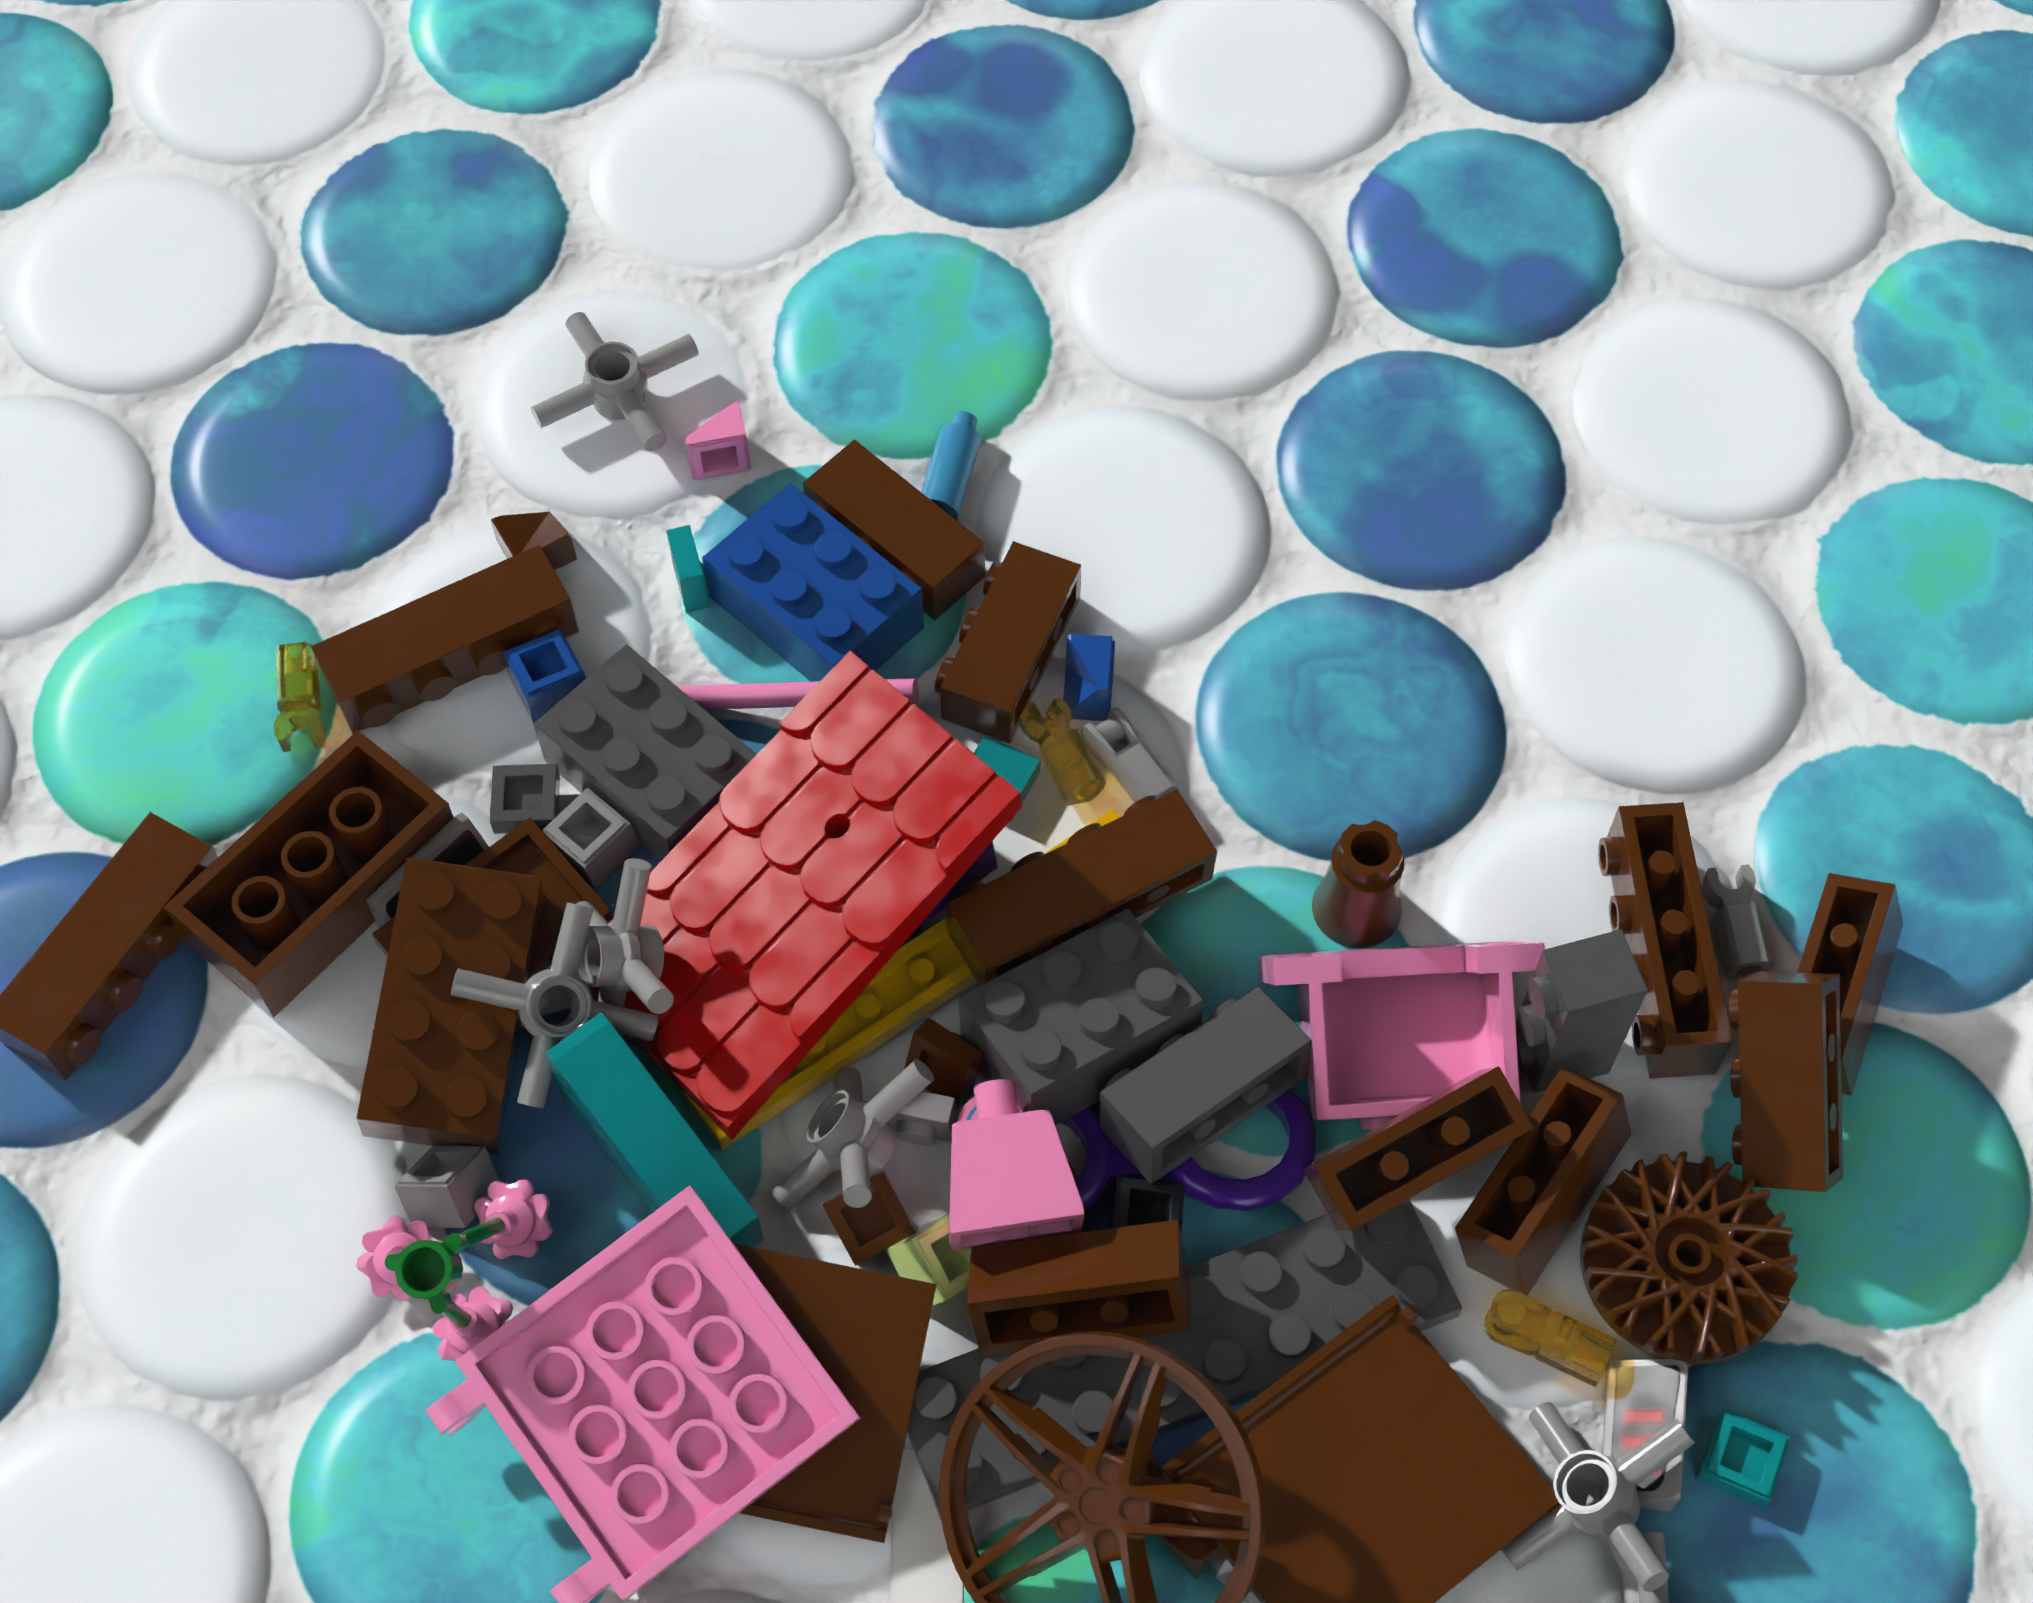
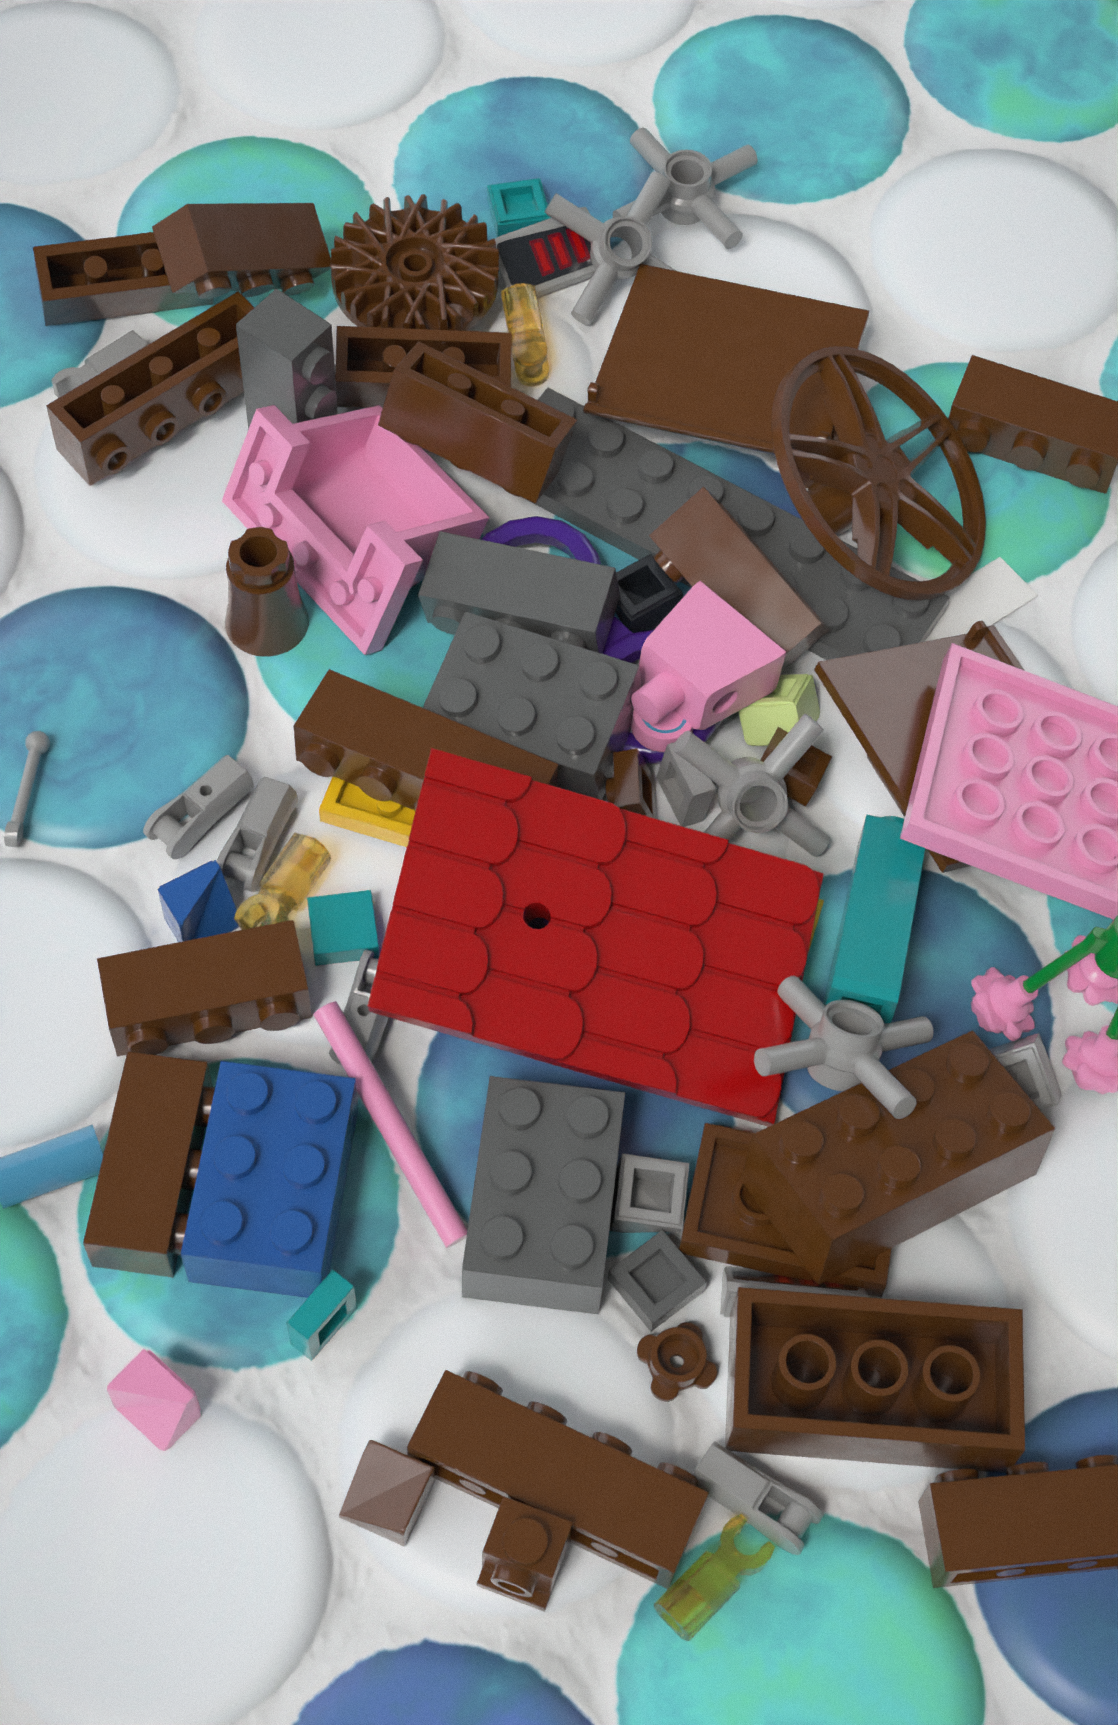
camera: 130 degrees left, 0 degrees up
(286, 758) = (745, 1489): none -> light grey bar
(410, 572) = (524, 1553): none -> reddish brown brick
(458, 761) = (677, 1341): none -> reddish brown plate
(543, 672) = (524, 1358): blue slope -> none
(615, 381) = (171, 1573): light grey bar -> none
(623, 952) = (754, 1025): light grey bar -> none
(1190, 739) = (204, 802): none -> light grey bar
(1265, 602) = (37, 744): none -> light grey hinge

